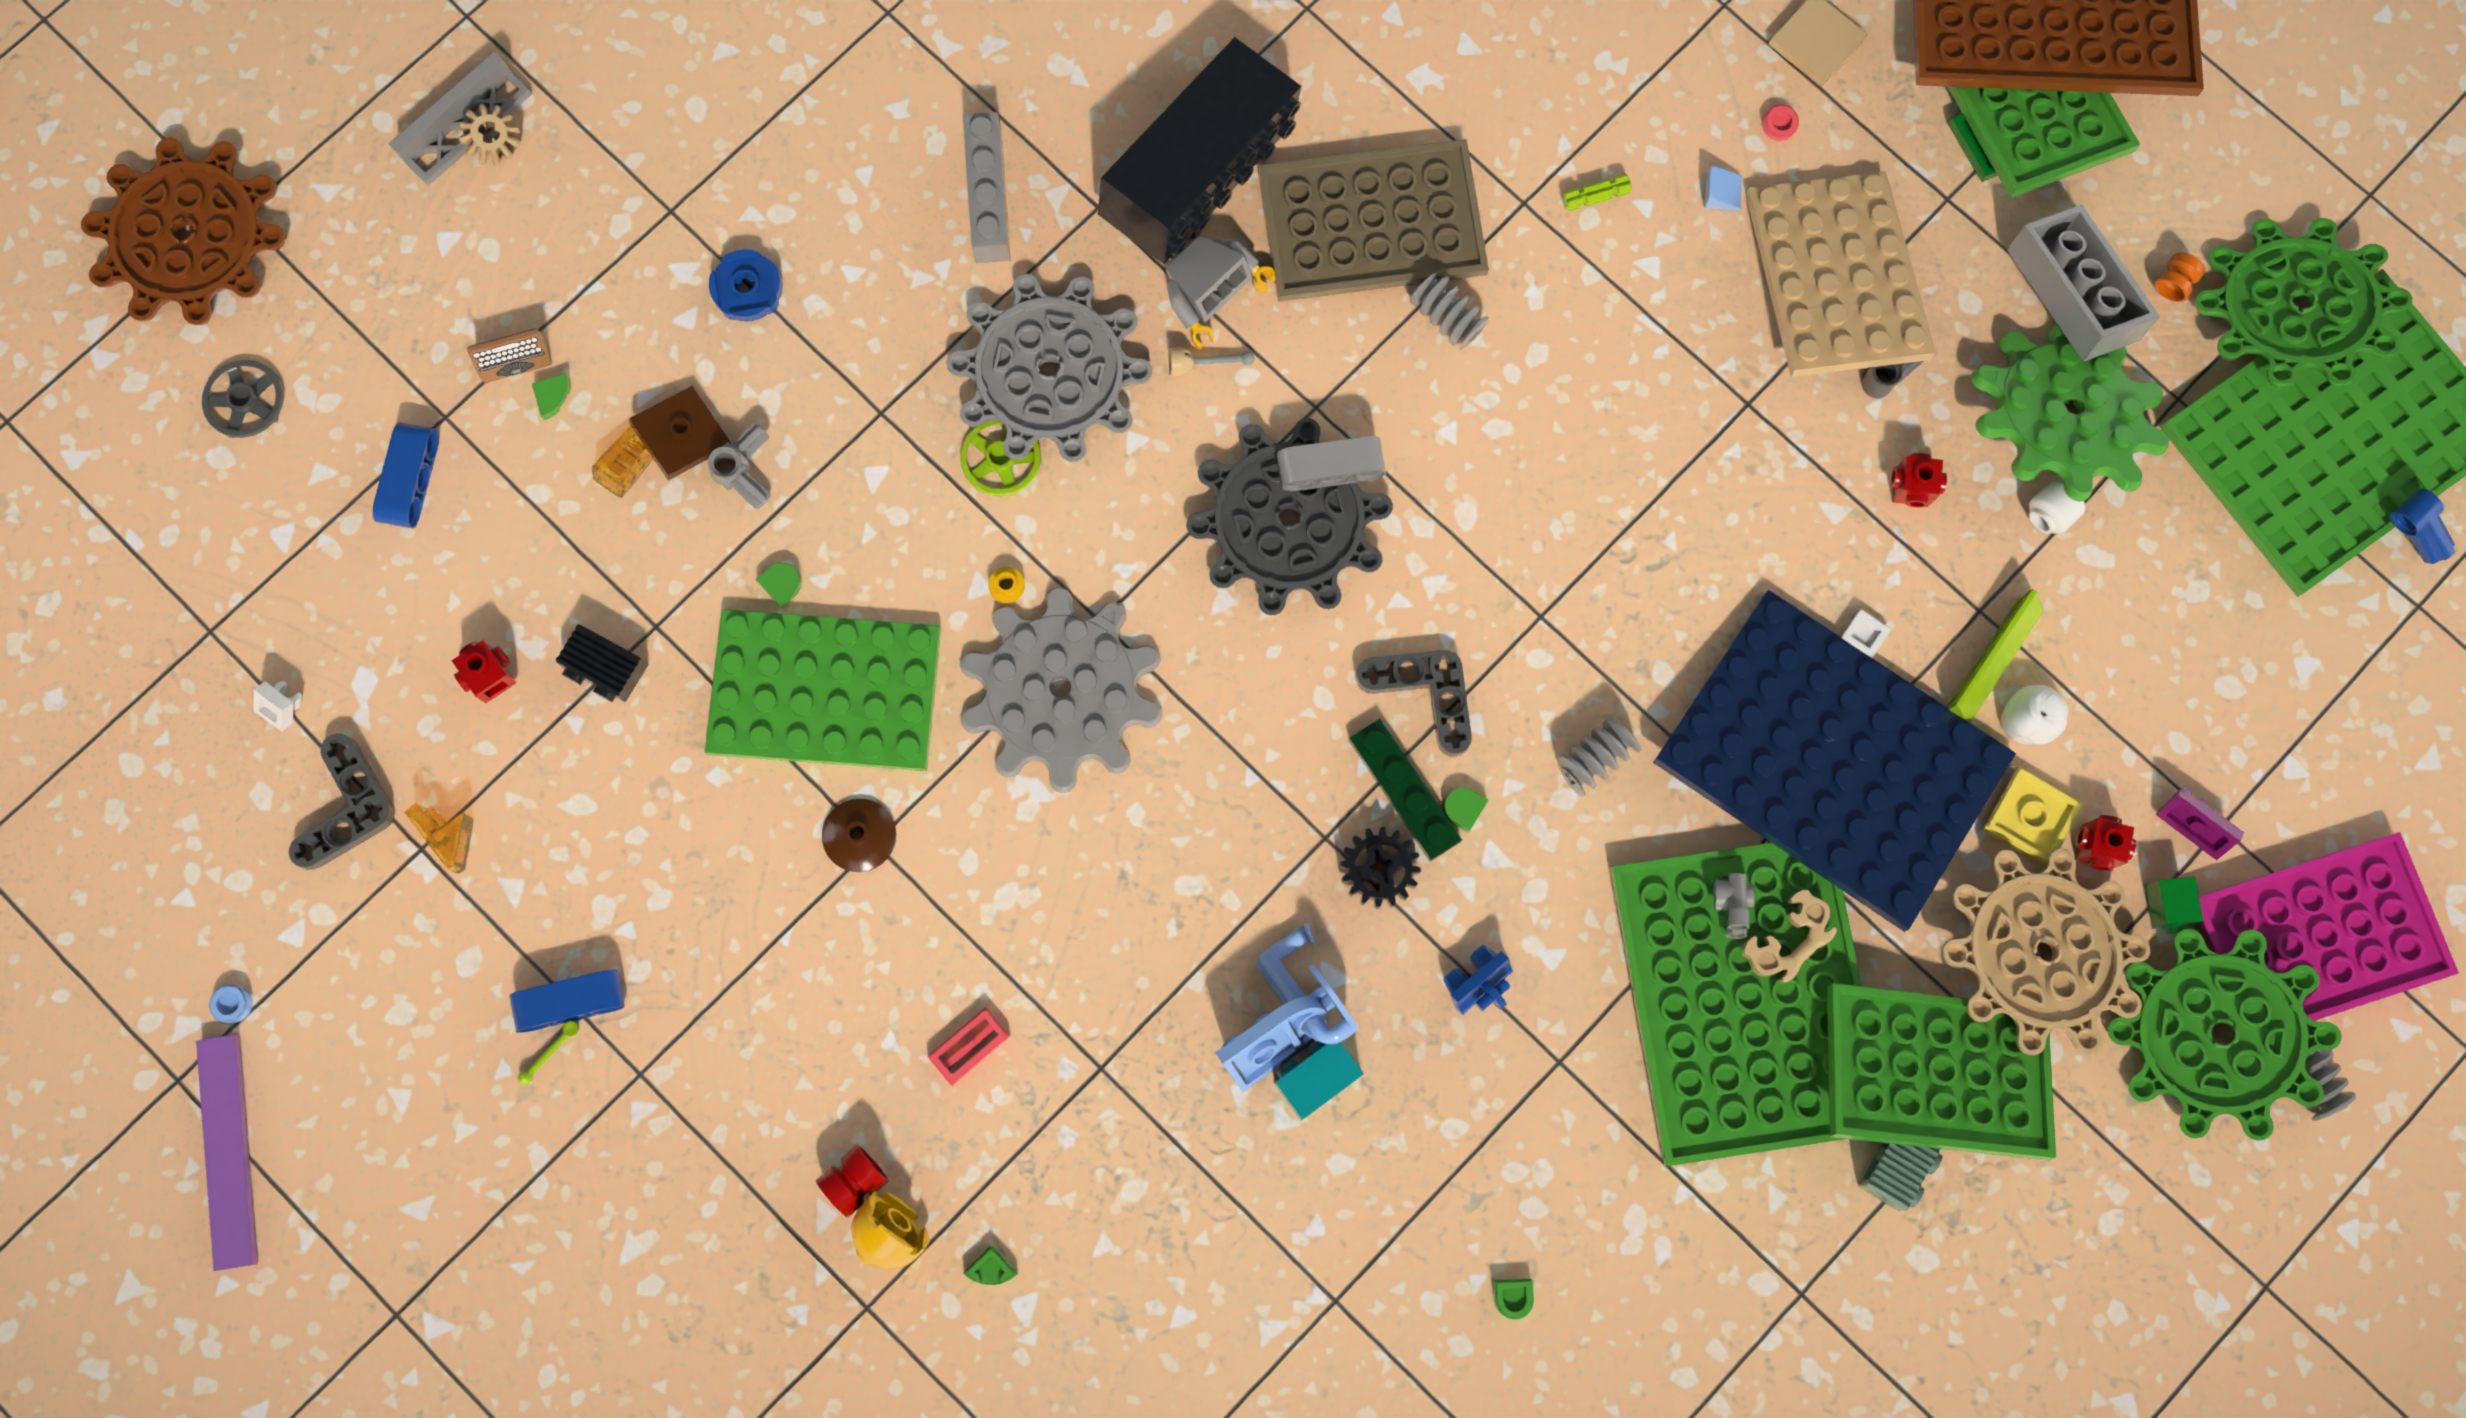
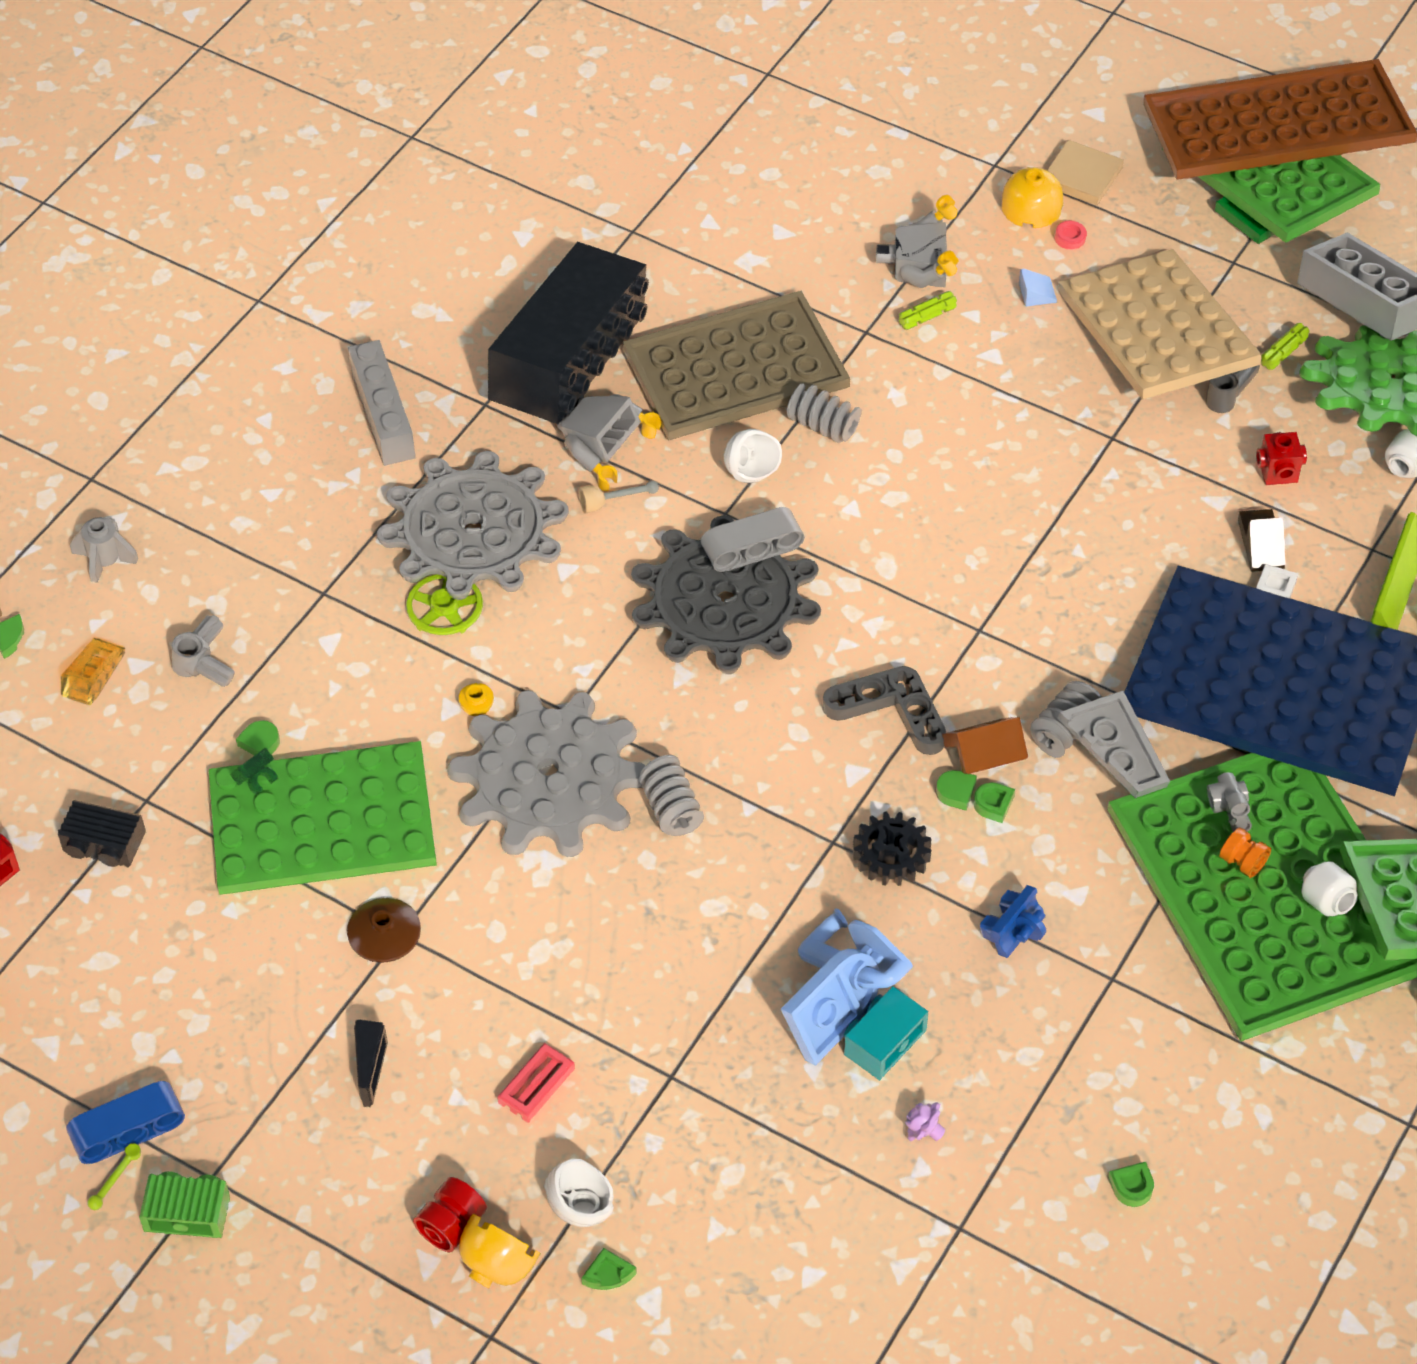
camera: 10 degrees left, 25 degrees down
(606, 1107) = (185, 1205): none -> bright green brick
(664, 307) = (102, 545): none -> light grey brick
(679, 432) = (135, 638): reddish brown plate -> none
(756, 303) = (179, 532): blue plate -> none
(760, 630) = (253, 768): none -> clear green tile
(813, 981) = (370, 1053): none -> black slope
(986, 1198) = (579, 1193): none -> white hair
(1172, 755) = (671, 796): none -> light grey piece
(1329, 1186) = (924, 1121): none -> lavender plant
(1358, 350) = (752, 455): none -> white hair
(1405, 790) = (896, 786): dark green plate -> none
(1498, 830) = (993, 801): none -> bright green tile
(1509, 765) = (988, 744): none -> dark orange panel
(1611, 113) = (921, 249): none -> light grey torso
(1640, 807) = (1118, 742): none -> light grey wing
(1730, 968) = (1248, 854): none -> orange wheel
(1752, 66) = (1032, 197): none -> yellow cylinder
(1802, 1032) = (1329, 889): none -> white head
(1811, 913) = (1305, 798): tan helmet -> none
(1867, 574) = (1262, 538): none -> slope
(1968, 328) = (1284, 346): none -> lime axle

